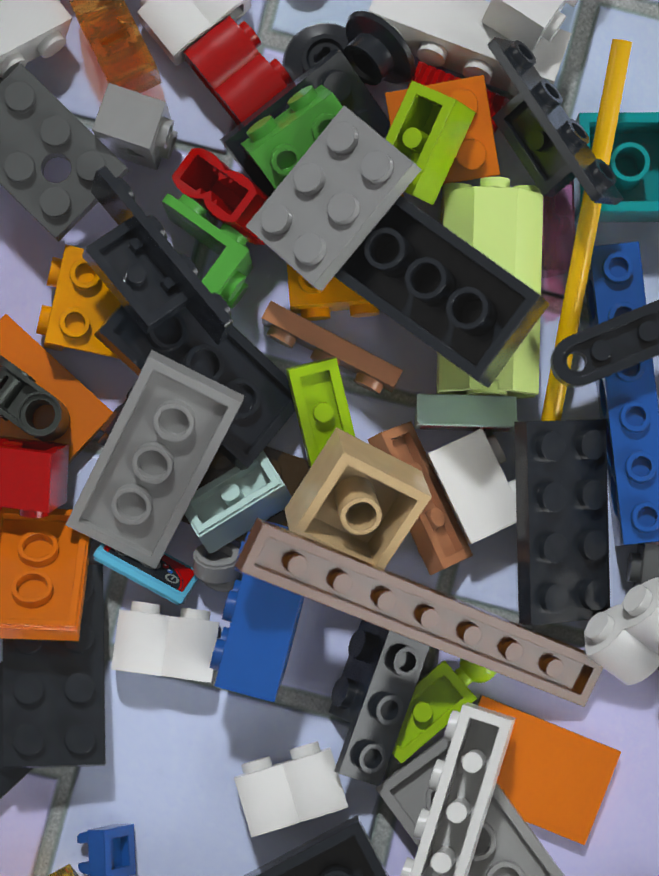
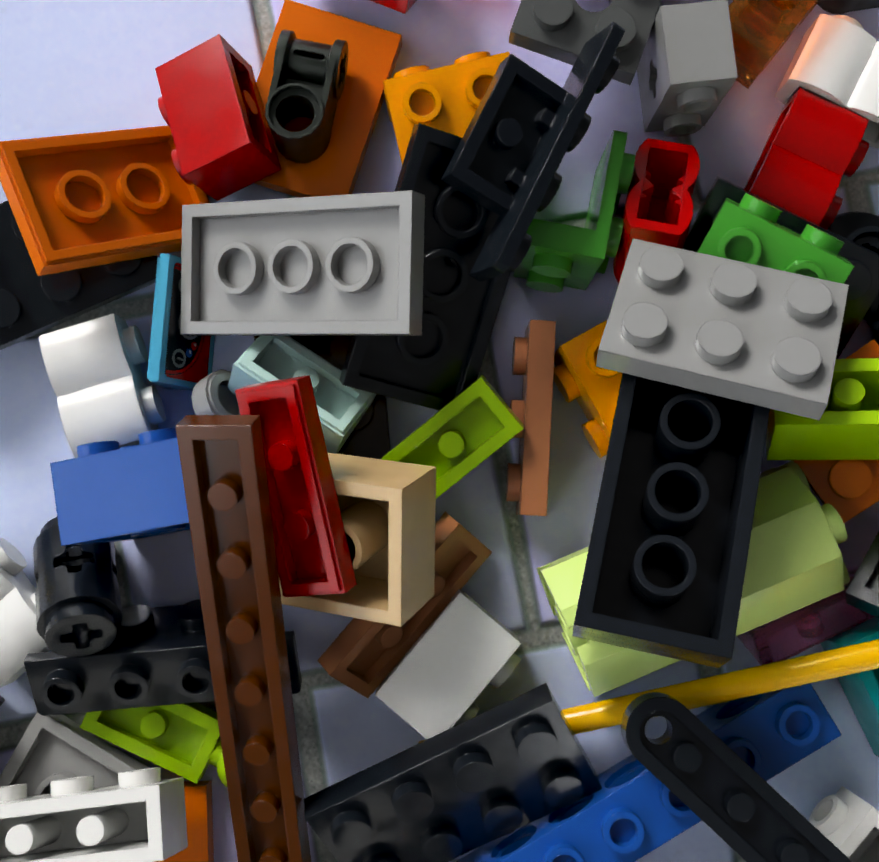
camera: 70 degrees right, 0 degrees up
(302, 718) = (75, 594): none -> black piece
(327, 521) = (301, 487): none -> red tile
(465, 412) = (532, 615): light aqua slope -> none

